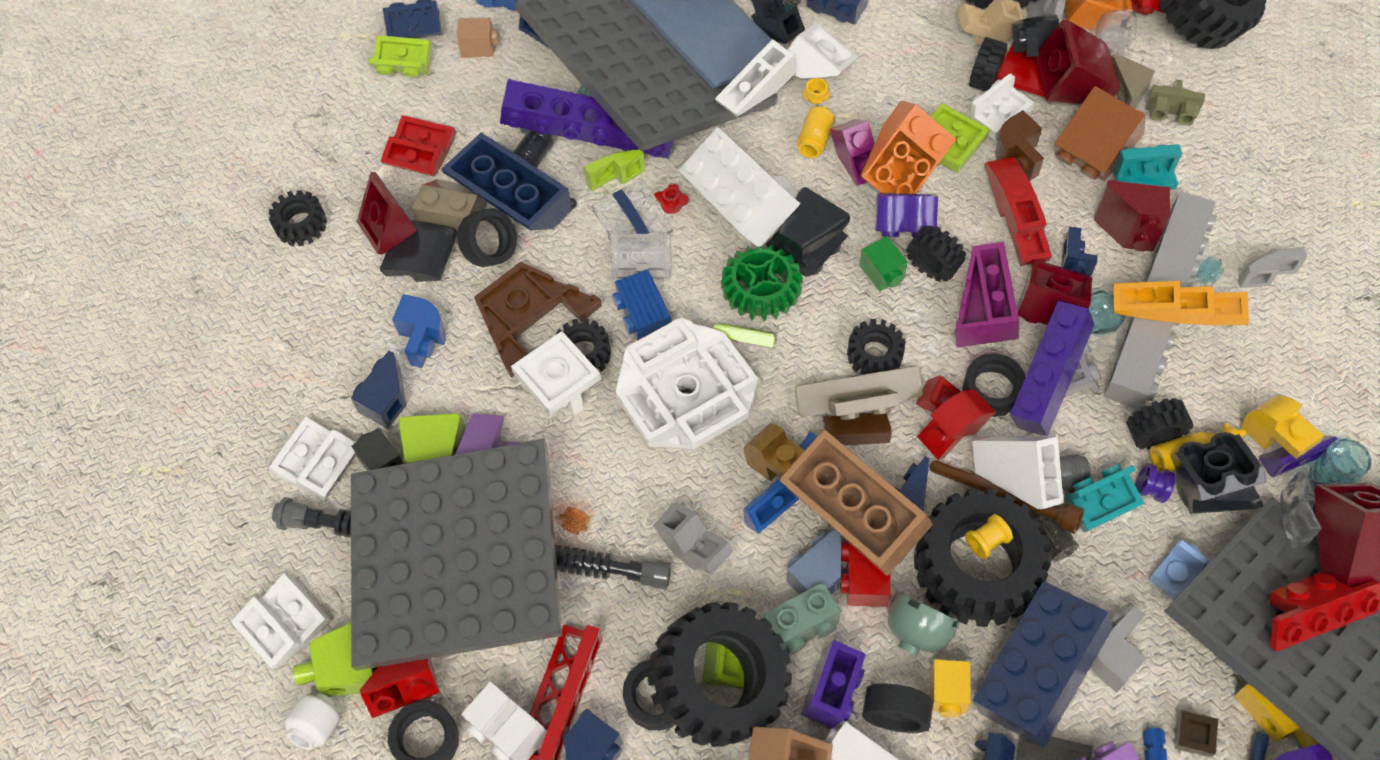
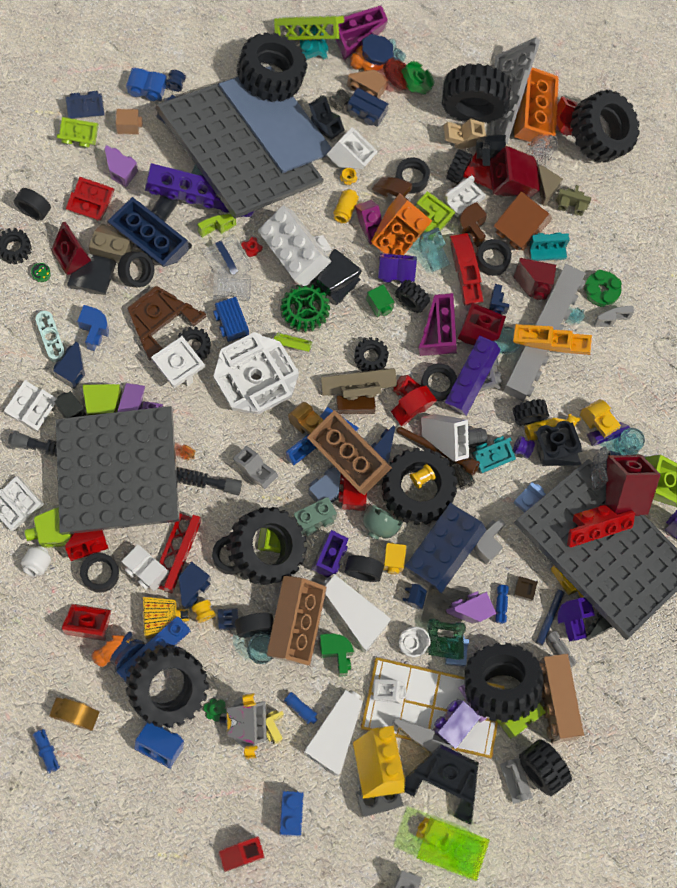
camera: 10 degrees left, 10 degrees up
(327, 154) = (32, 204): none -> black tyre
(339, 254) = (41, 272): none -> green tile
(341, 340) = (44, 331): none -> light aqua beam
(465, 99) = (121, 168): none -> medium lavender slope
(758, 79) = (311, 170): white slope -> none
(878, 99) = (392, 186): none -> reddish brown slope
(921, 68) = (418, 164): none -> black tyre
(957, 181) = (432, 249): none -> clear light blue brick
(1067, 175) = (496, 245): none -> black tyre
(1258, 219) = (606, 279): none -> green plate

